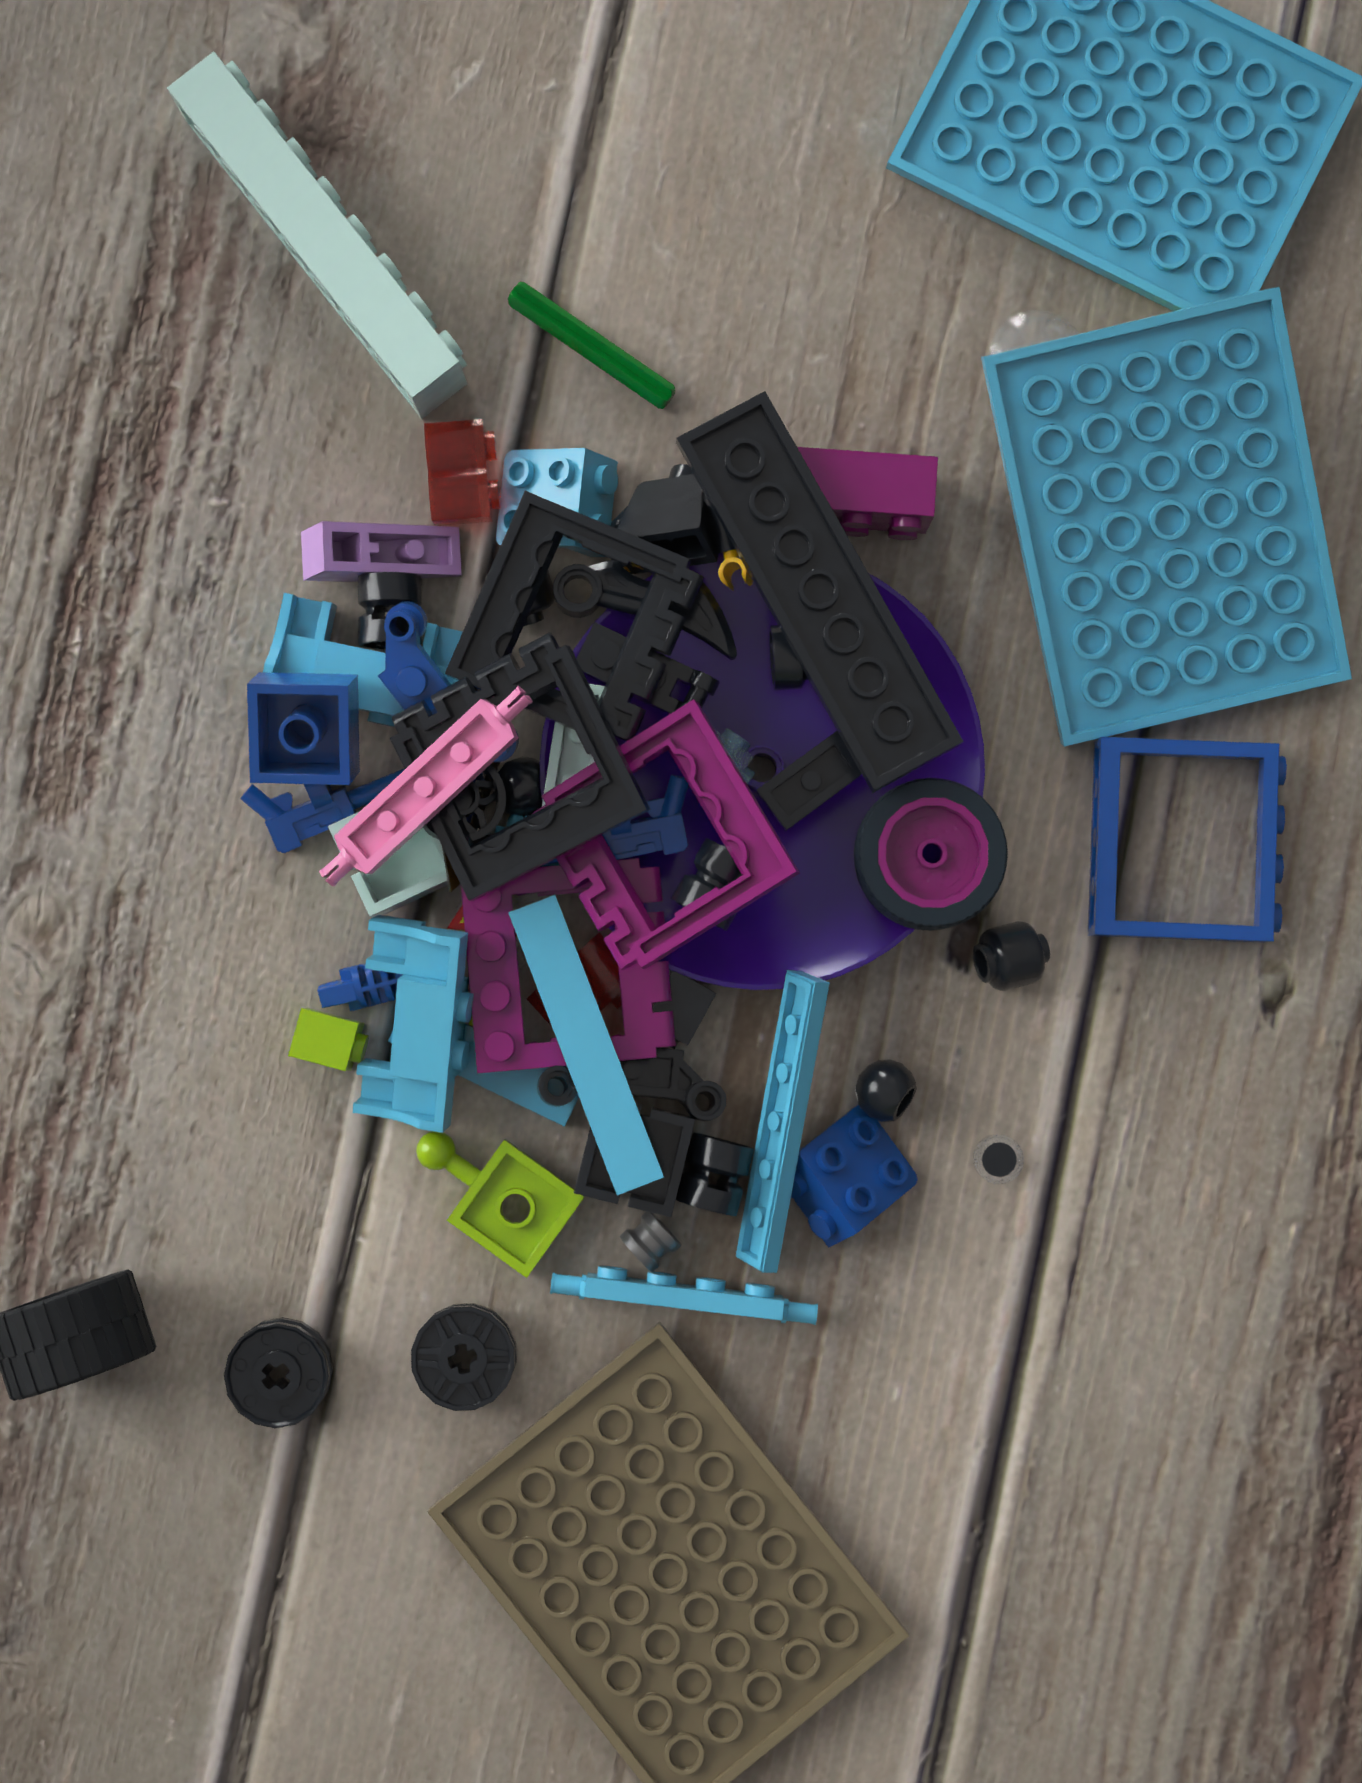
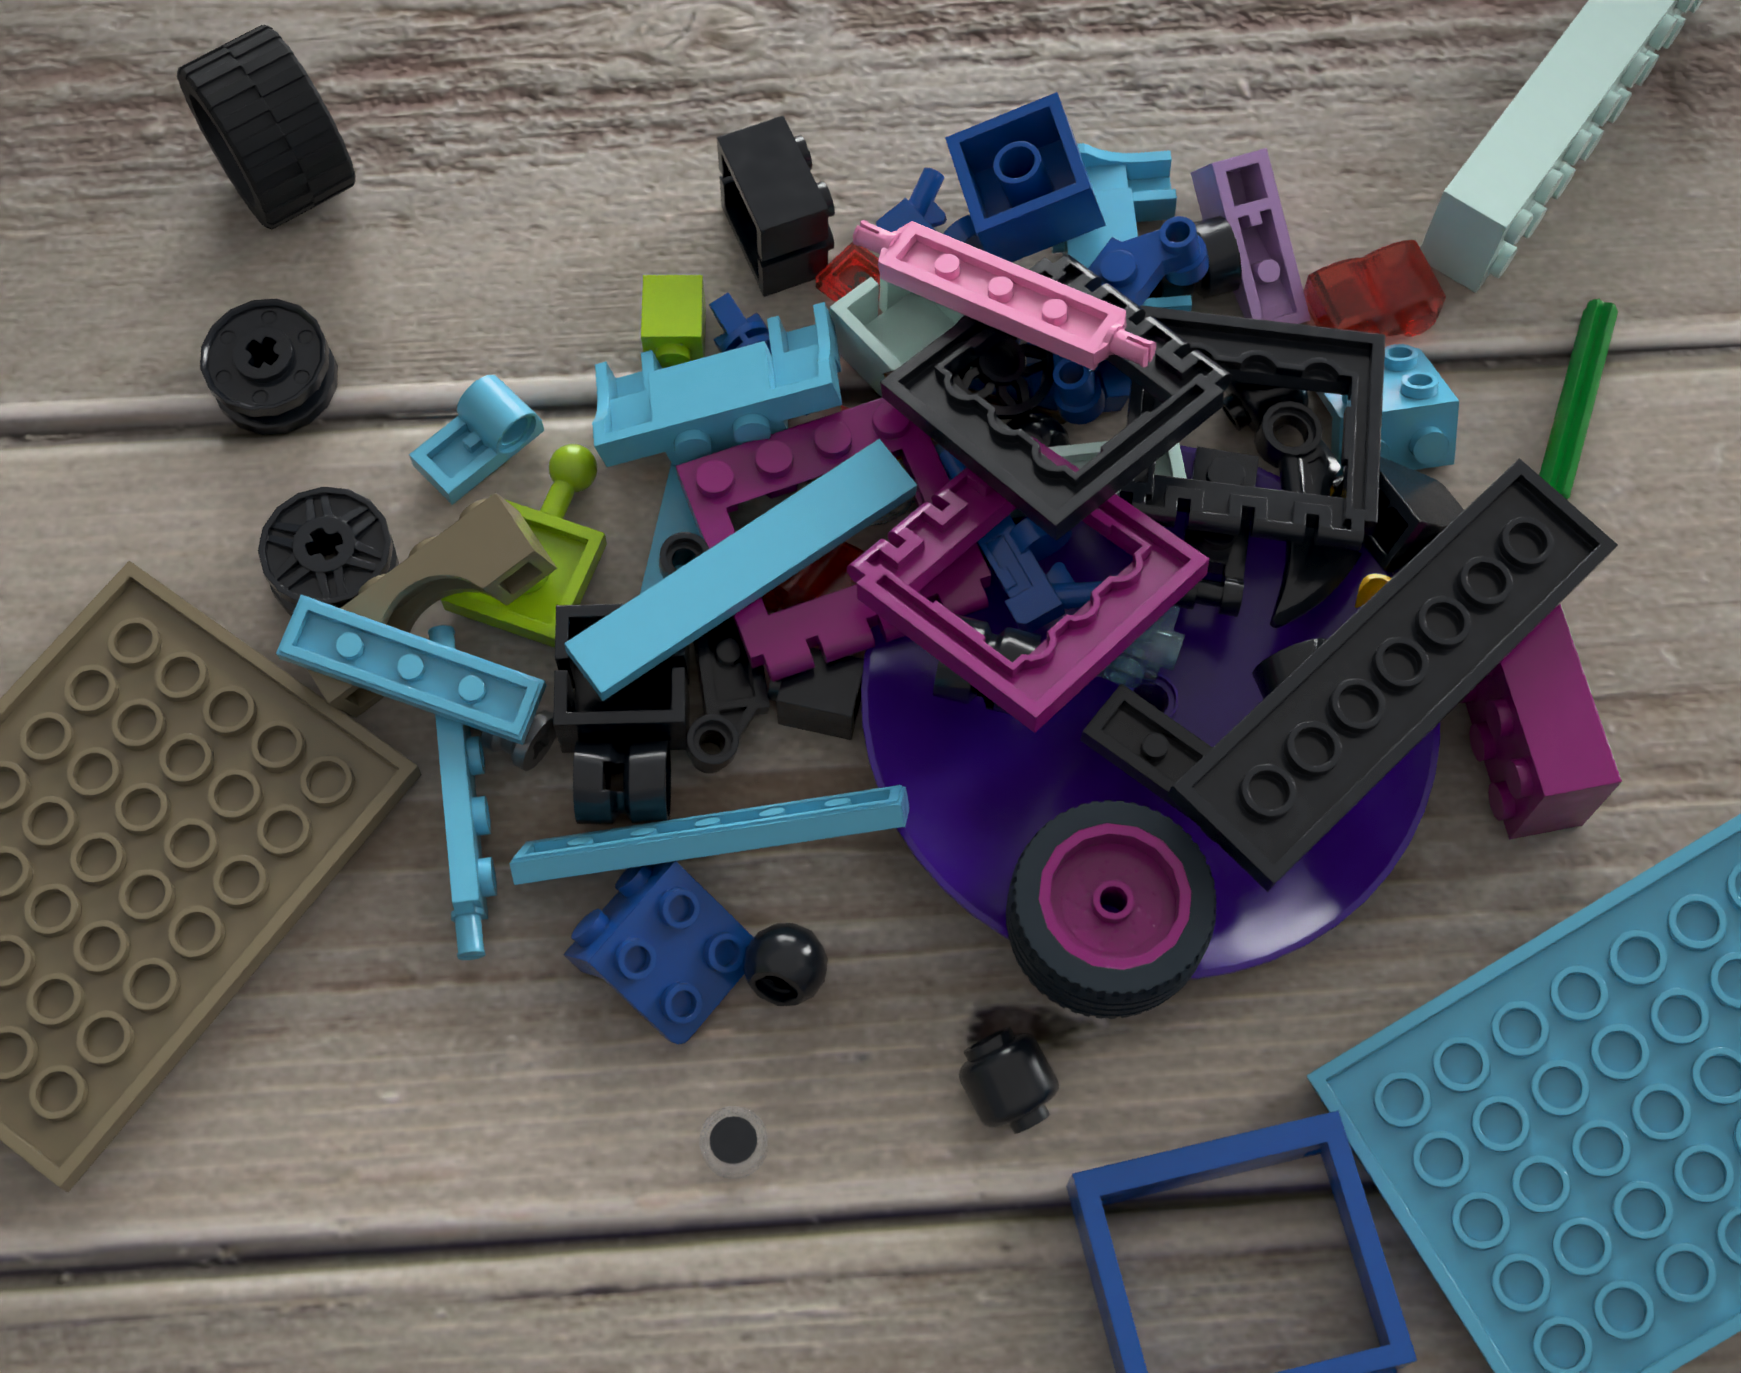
camera: 70 degrees right, 20 degrees down
(251, 932) = (775, 204): none -> black piece
(313, 887) = (847, 272): none -> clear red tile
(391, 1220) = (483, 436): none -> medium azure plate
(554, 1345) = (482, 553): none -> dark tan arch
(596, 1313) = (411, 669): none -> medium azure tile

